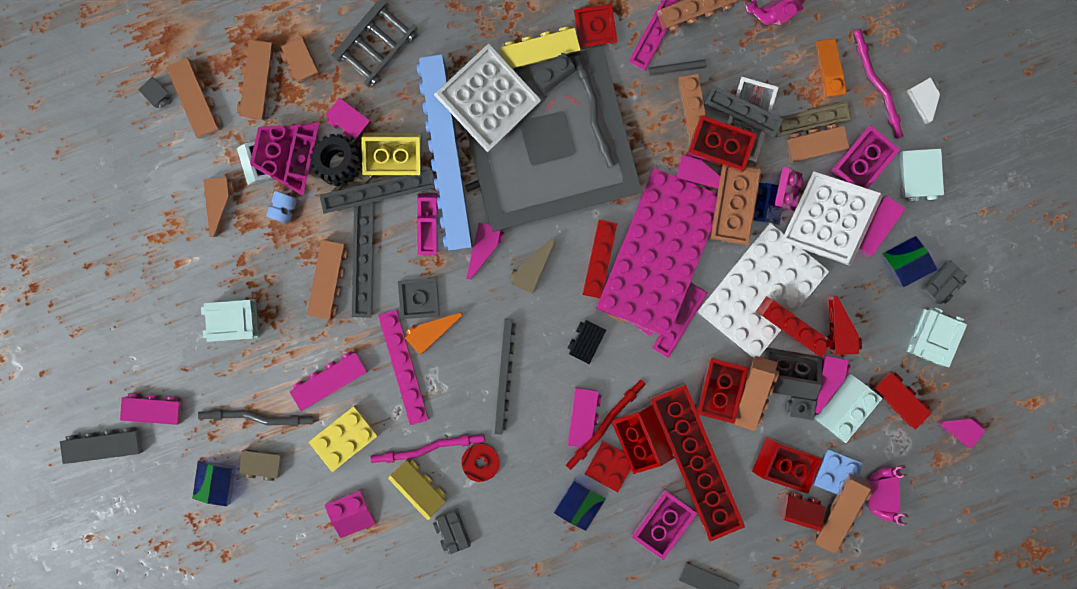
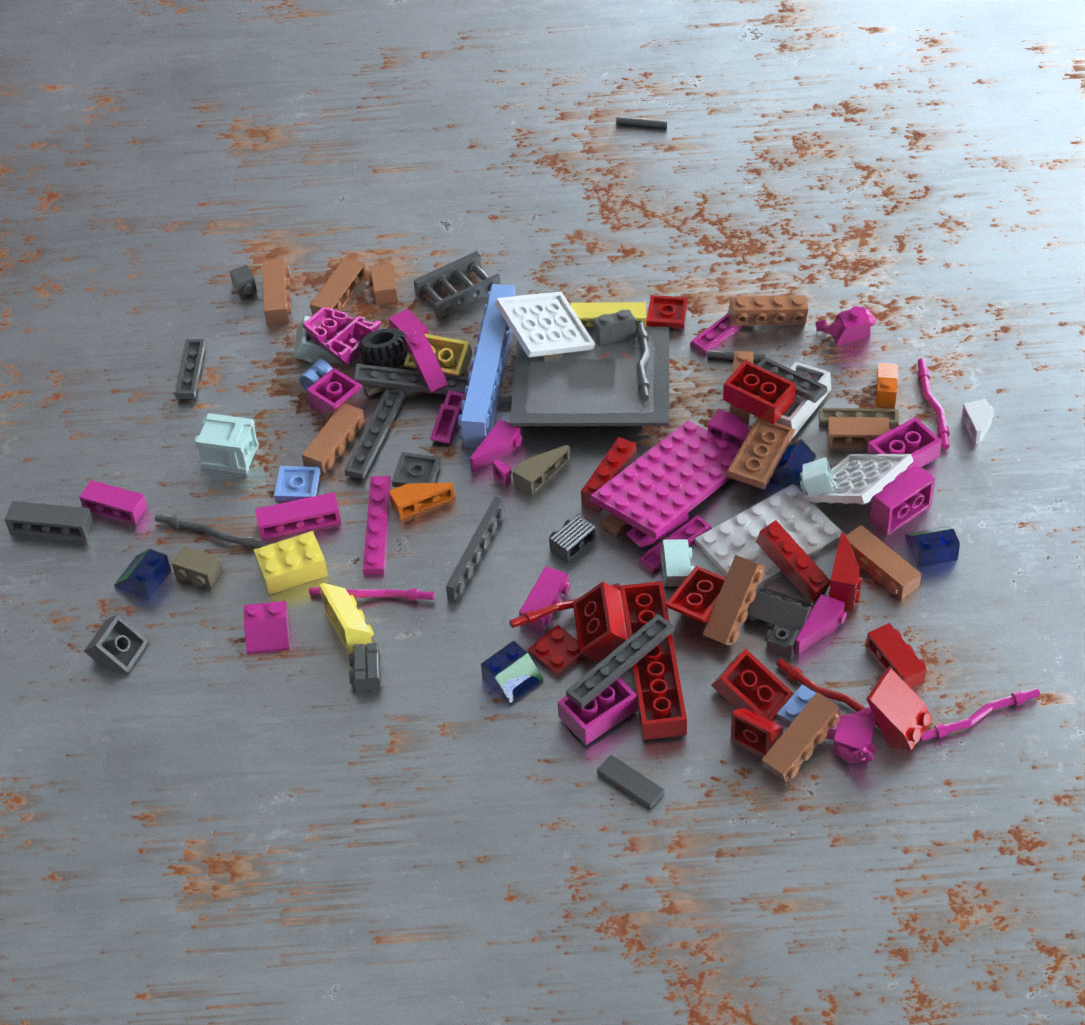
camera: 20 degrees right, 40 degrees down
(151, 224) = (190, 369): none -> dark grey plate
(217, 198) = (259, 364): nougat slope -> none
(225, 566) = (116, 645): none -> dark grey slope
(308, 228) = (331, 391): none -> dark pink slope
(312, 342) = (296, 483): none -> light blue plate
(386, 175) = (426, 361): none -> dark pink slope
(485, 472) = (425, 625): red plate -> none
(499, 279) = (502, 472): none -> dark pink plate
(675, 487) = (619, 661): none -> dark grey plate
(689, 350) = (675, 561): none -> light aqua brick
(788, 189) = (818, 447): dark pink plate -> none
(795, 227) = (816, 478): none -> light aqua brick
(820, 438) = (797, 675): none -> red bar
(848, 408) = (835, 653): light aqua slope -> none
(868, 297) = (883, 563): none -> nougat brick
(920, 472) = (898, 711): none -> slope
(921, 174) = (961, 475): light aqua brick -> none
(936, 337) = (946, 603): light aqua container -> none
(945, 282) = (966, 566): dark grey brick -> none
(964, 429) = (959, 697): dark pink slope -> none
(1009, 414) = (1016, 698): none -> dark pink bar

